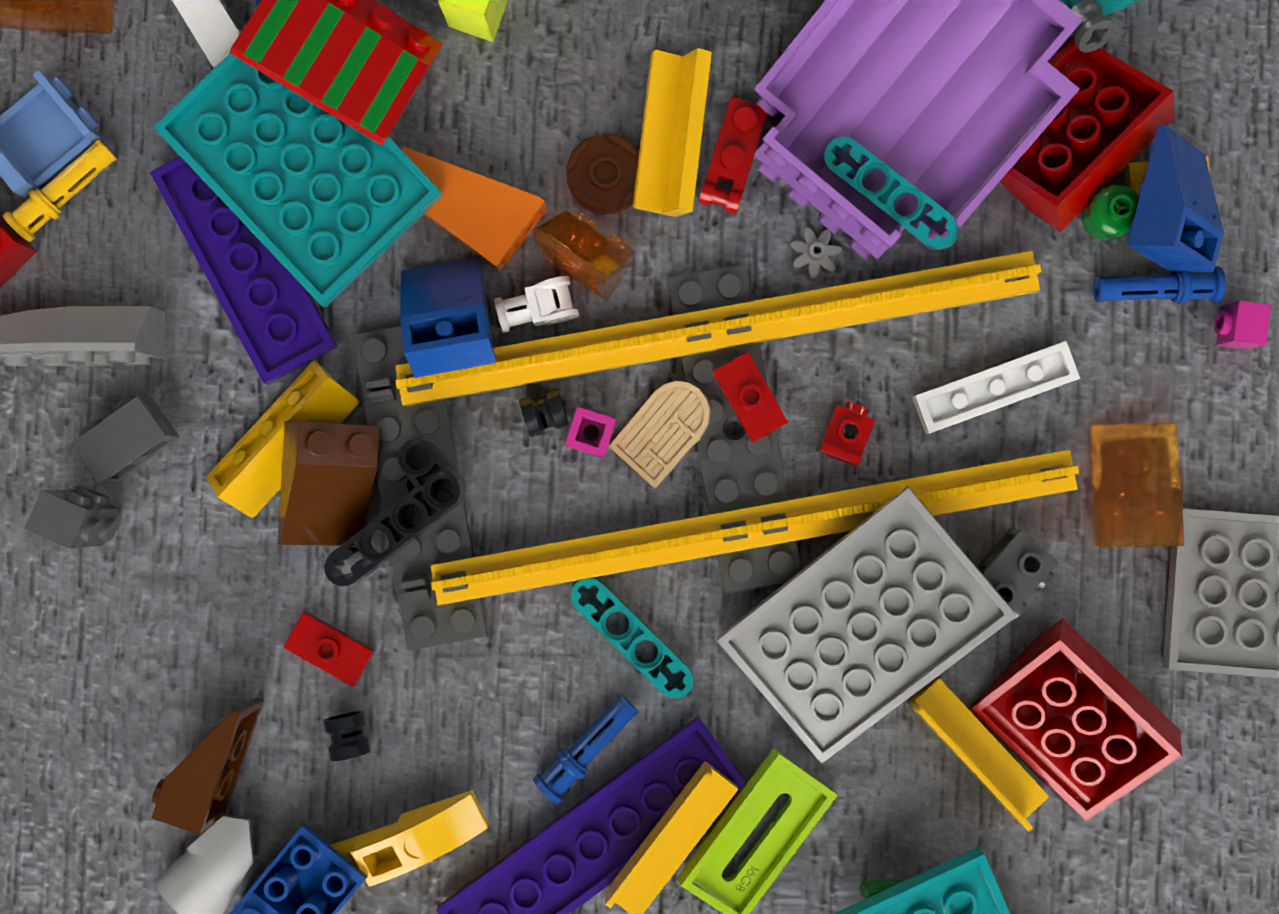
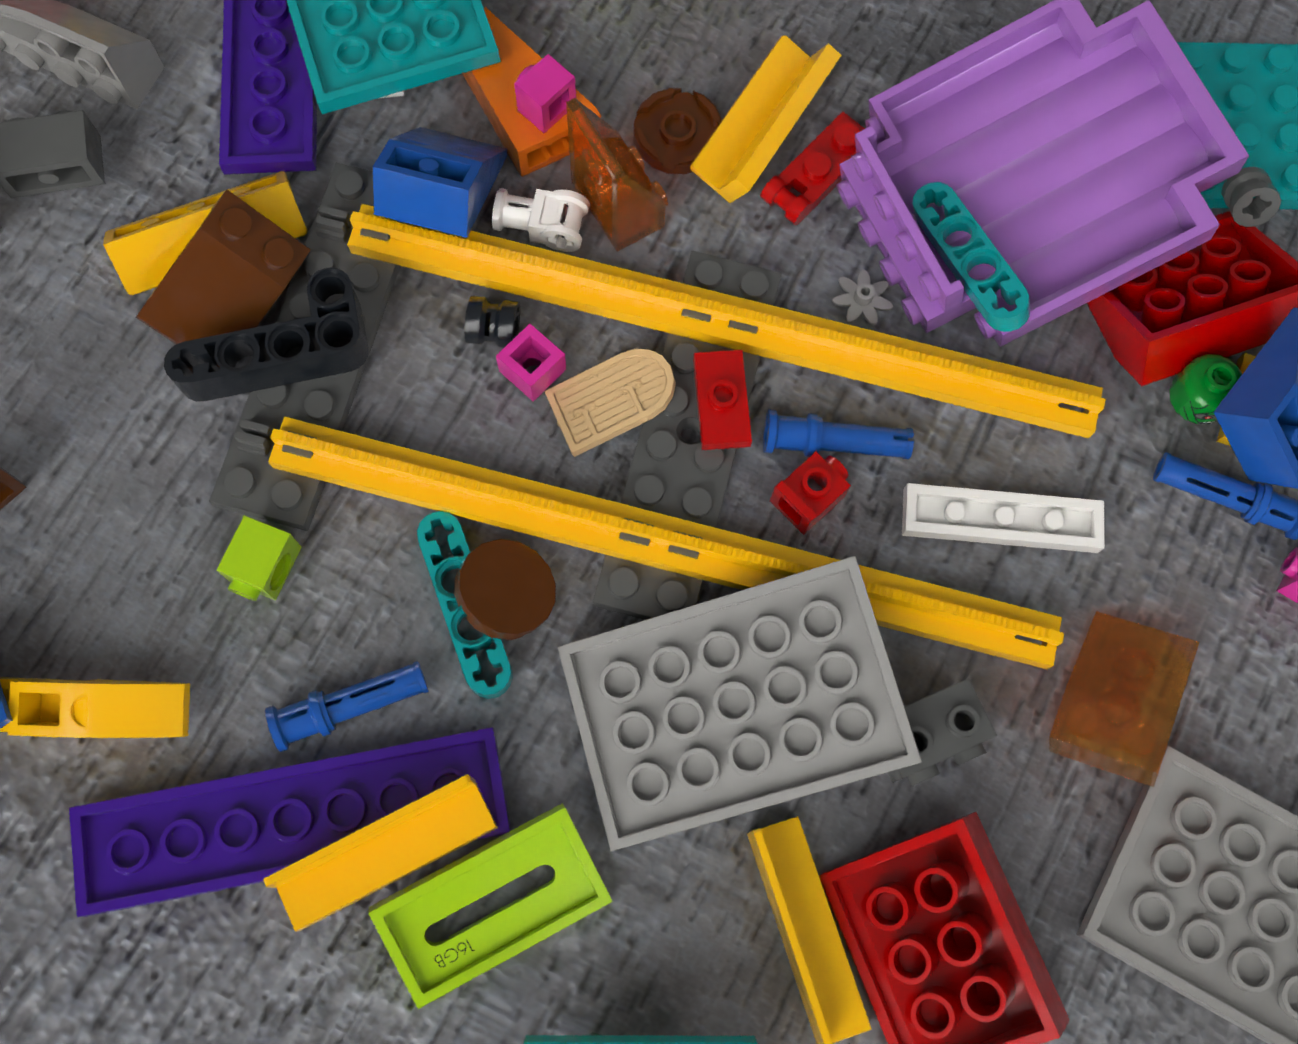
camera: 20 degrees right, 15 degrees down
(329, 648) = (127, 463): red plate -> none
(346, 736) = (88, 560): black wheel -> none
(469, 678) = (258, 559): none -> lime brick
(495, 210) = (544, 92): none -> dark pink plate
(658, 615) = (505, 589): none -> reddish brown tile
(828, 388) = (813, 435): none -> blue pin

